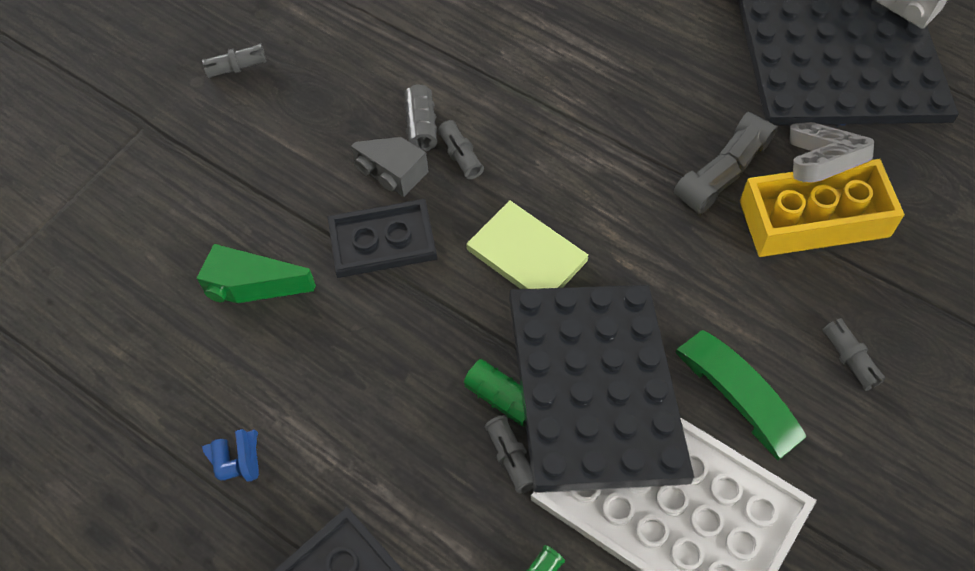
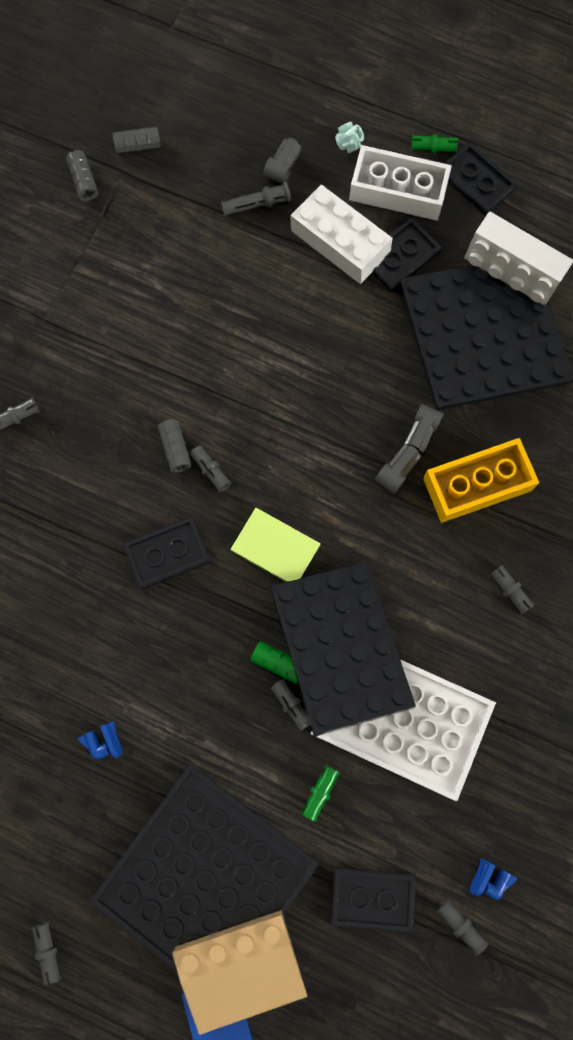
camera: 15 degrees left, 15 degrees up
(250, 277) = (72, 605): green slope -> none
(392, 162) = (161, 489): dark grey slope -> none
(746, 390) = (440, 630): green slope -> none
(830, 151) = (497, 433): light grey beam -> none

